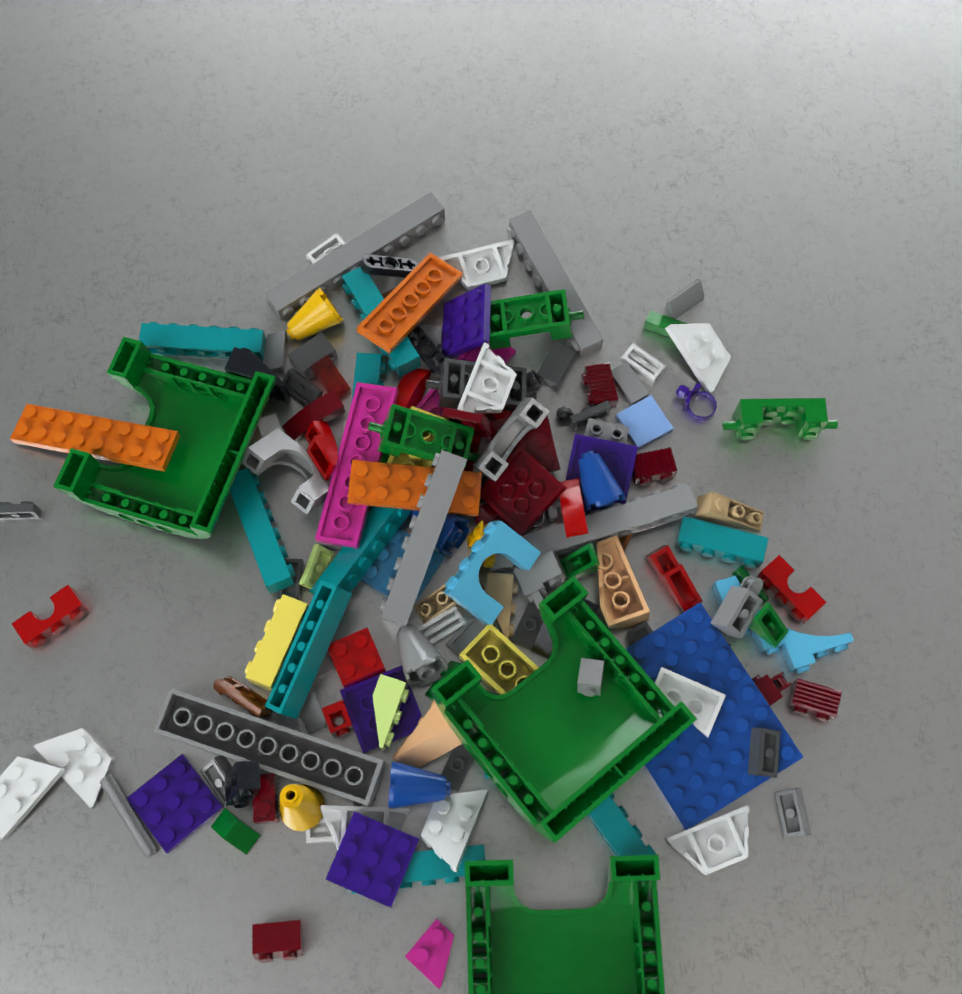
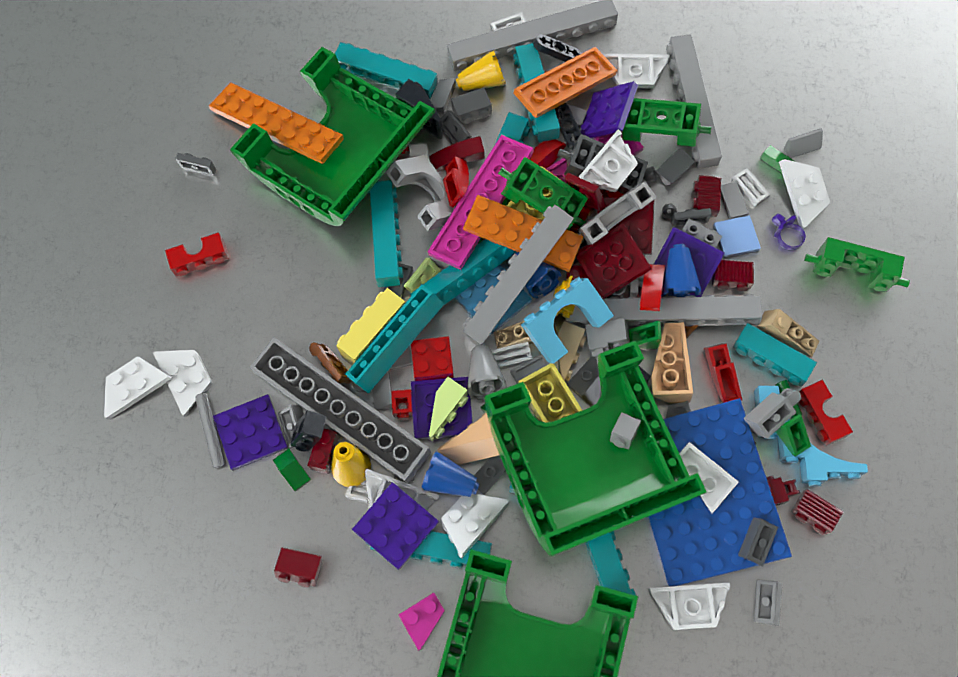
camera: 20 degrees right, 0 degrees up
(330, 376) = (480, 125): clear red tile -> none

